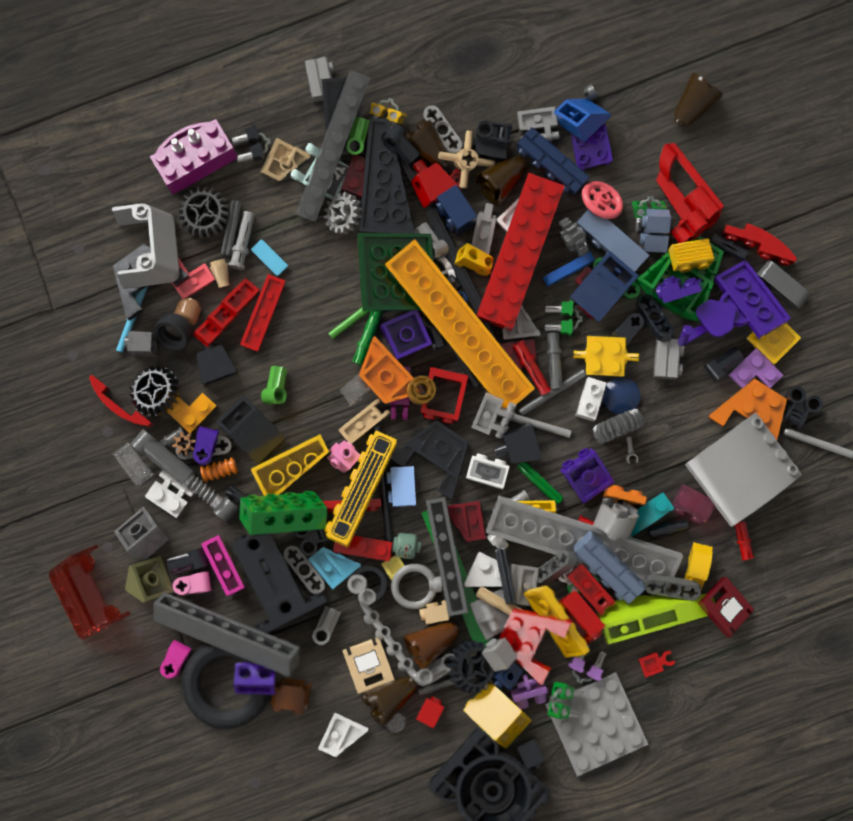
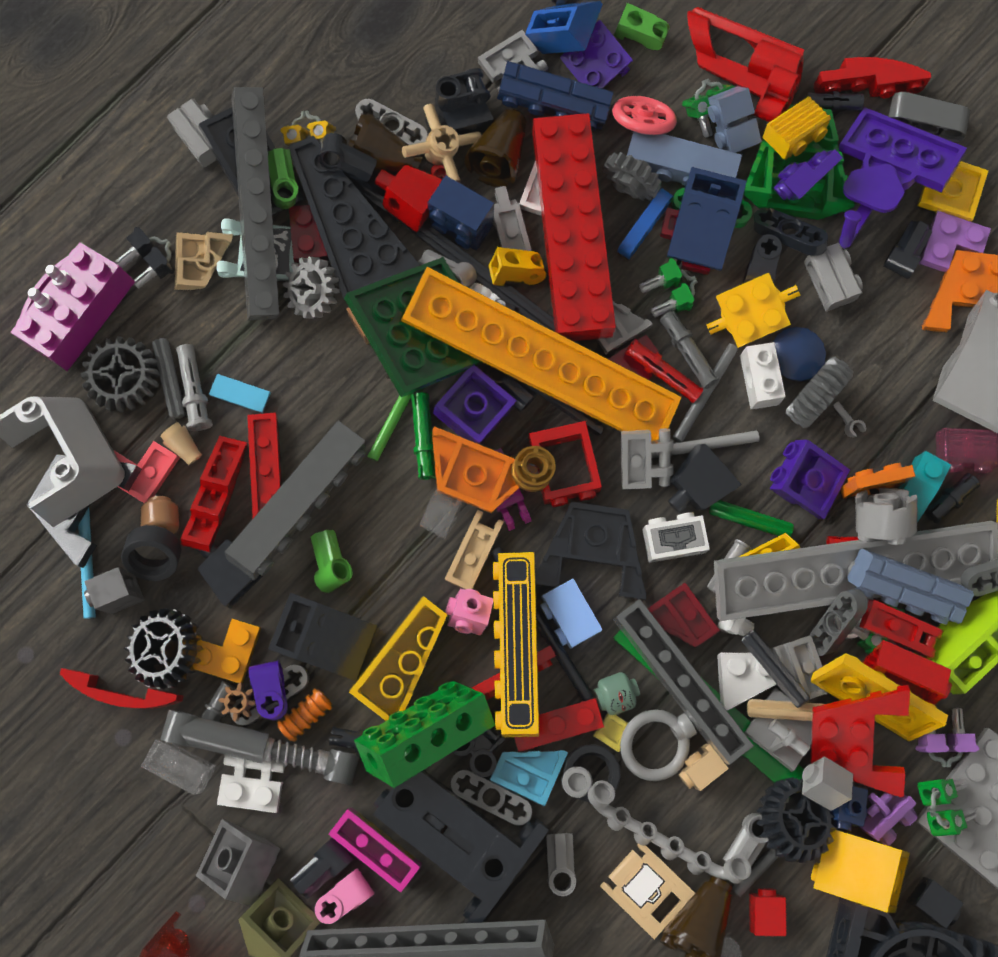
camera: 25 degrees left, 5 degrees down
(273, 340) = (296, 500): none -> dark grey brick
(430, 642) = (718, 814): reddish brown cone -> none
(631, 140) = (642, 27): none -> bright green leg

